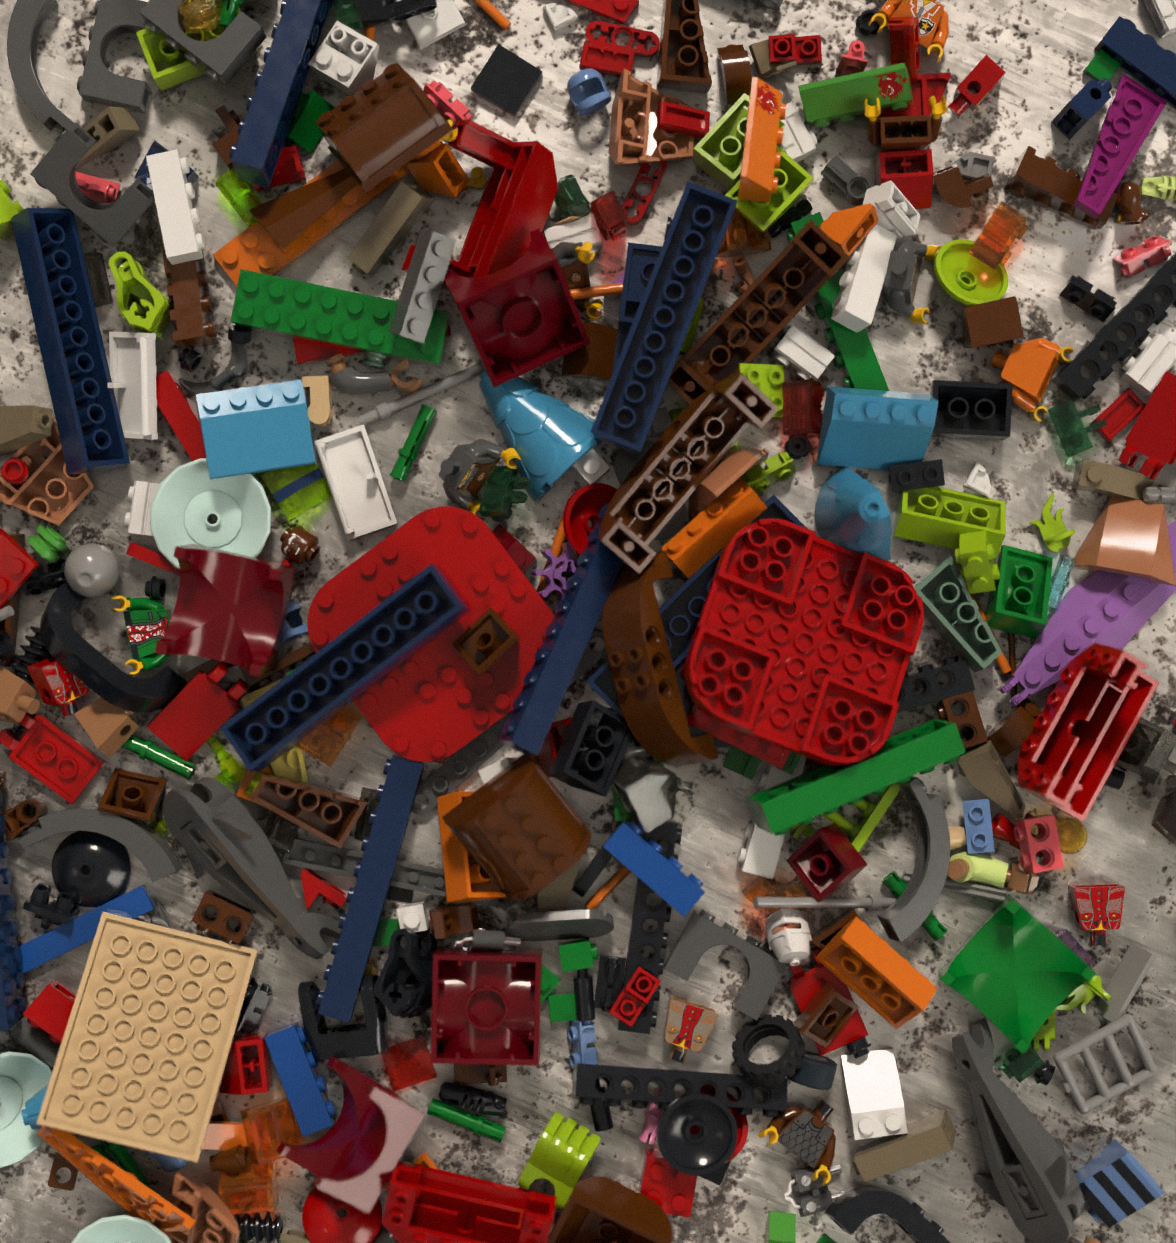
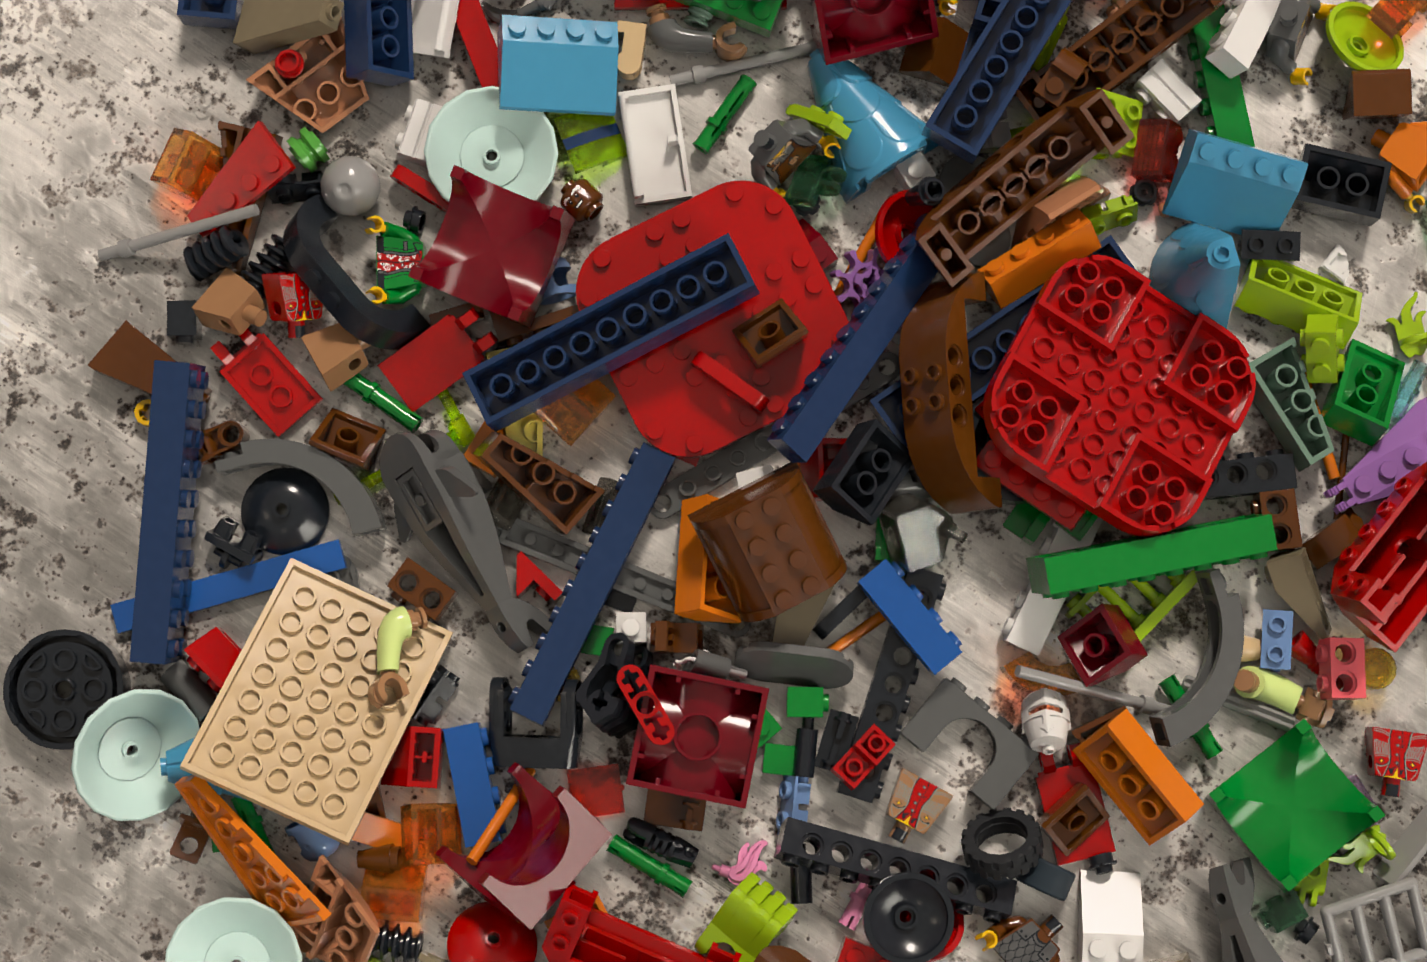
camera: 10 degrees right, 5 degrees down
(203, 963) = (393, 631): none -> piece
(325, 1113) = (495, 823): none -> orange bar
(453, 1003) = (658, 707): none -> red beam
(458, 691) = (730, 381): none -> red beam
(494, 434) = (828, 123): none -> lime hinge
(550, 1103) = (746, 863): none -> bright pink piece
(603, 488) = (926, 192): none -> black cone
(705, 362) = (1060, 78): none -> reddish brown brick

